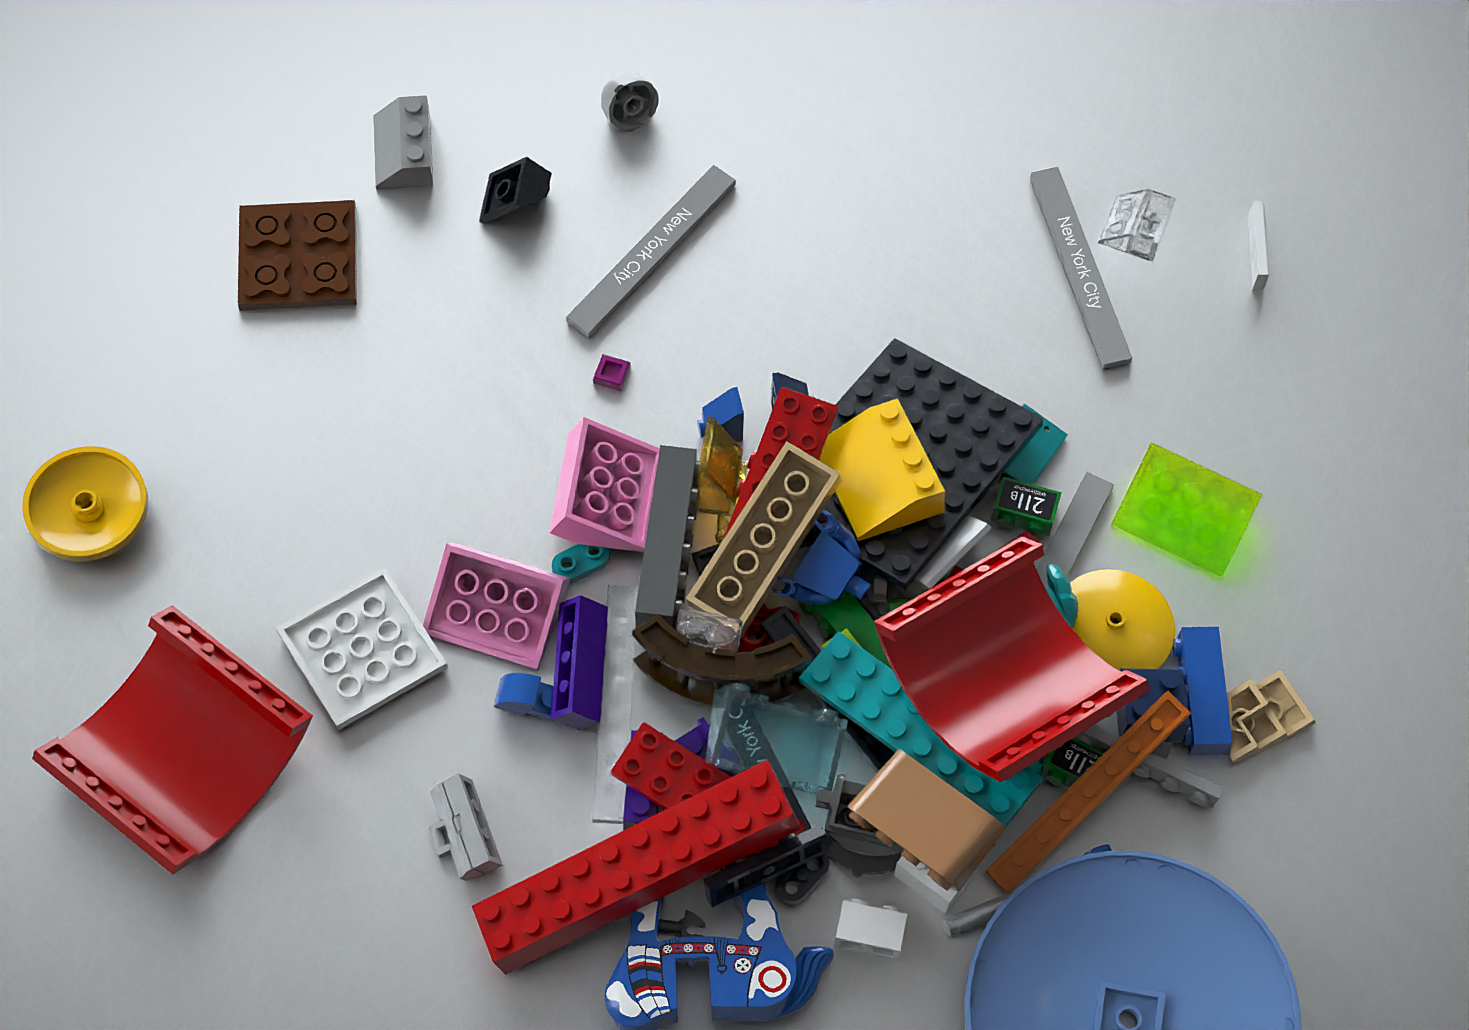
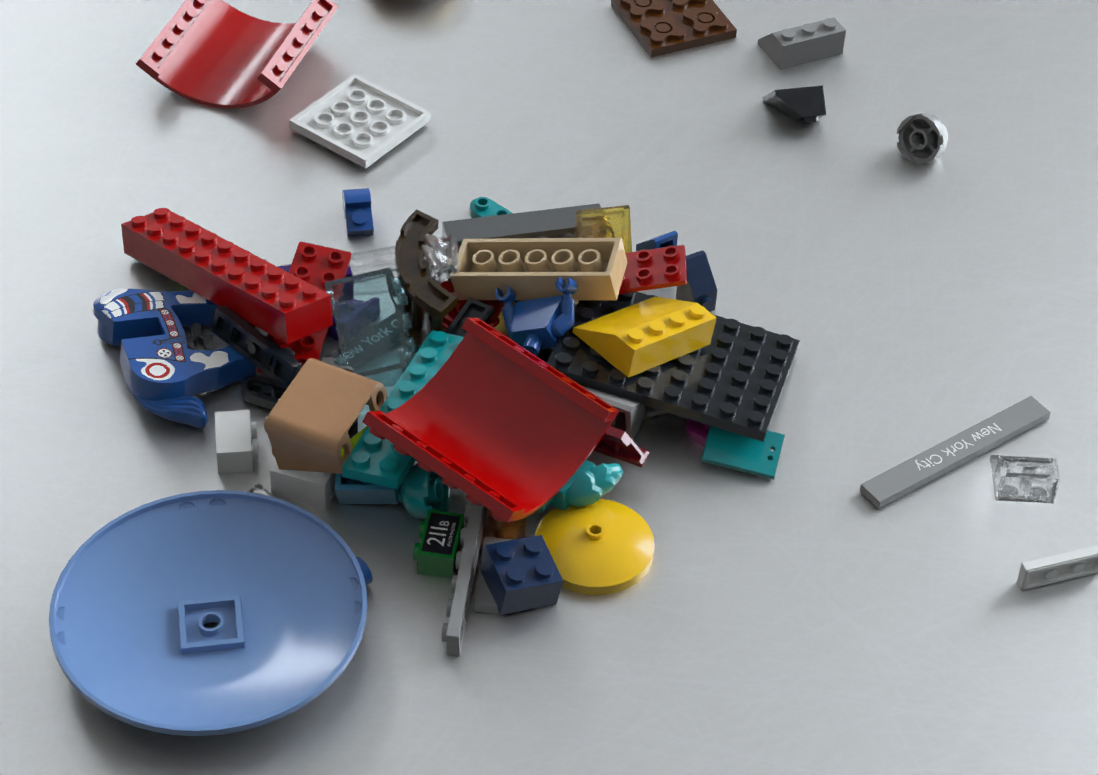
camera: 70 degrees right, 20 degrees down
(466, 826) = (234, 202): light grey piece -> none
(494, 605) = (430, 174): bright pink slope -> none
(579, 663) = (384, 225): dark purple brick -> none
(604, 488) = (553, 187): bright pink slope -> none
(611, 372) = (669, 194): magenta tile -> none
(650, 251) = (798, 190): light grey tile -> none
(1025, 507) = (681, 458): brick -> none
(1075, 525) = (676, 499): light grey tile -> none
(1087, 792) = (422, 542): orange tile -> none
(1187, 509) = (743, 569): clear neon green slope -> none
(1205, 690) = (557, 615): blue brick -> none
(1264, 715) = (555, 668): tan slope -> none

